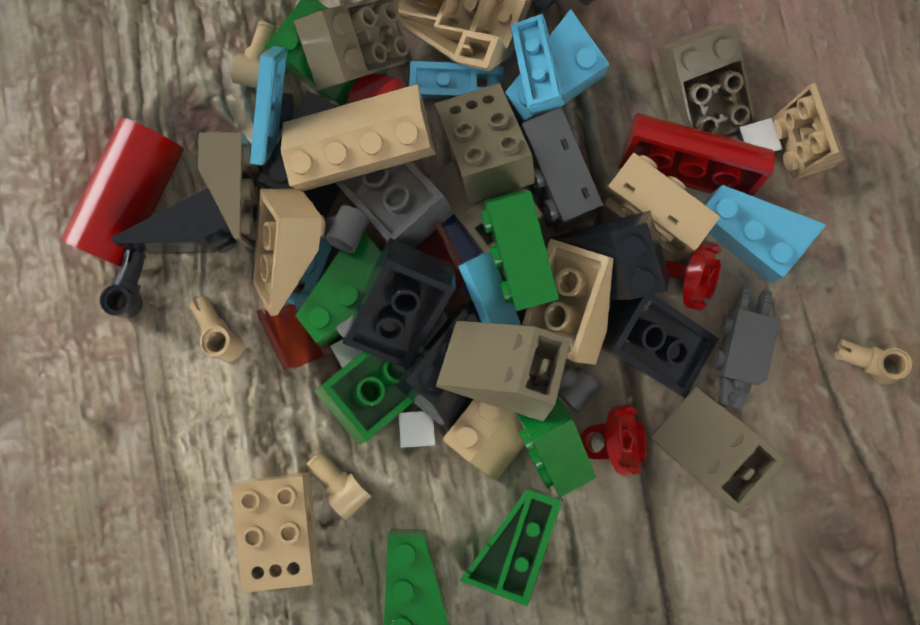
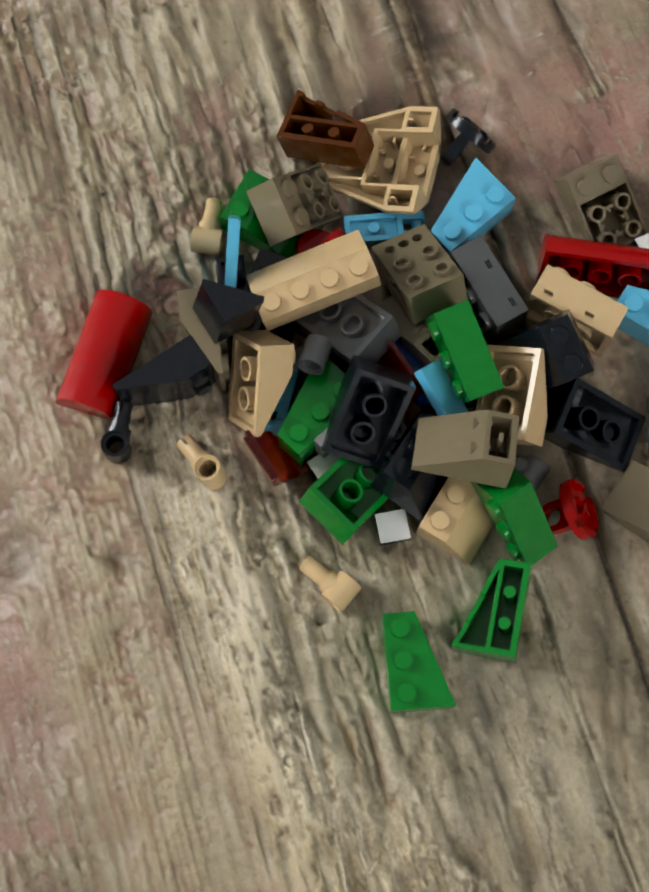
camera: 10 degrees left, 10 degrees down
(245, 168) = (225, 309): none -> black slope
(275, 532) = (280, 628): tan piece -> none
(537, 64) = (454, 204): medium azure tile -> none
(699, 275) = (619, 363): red tile -> none

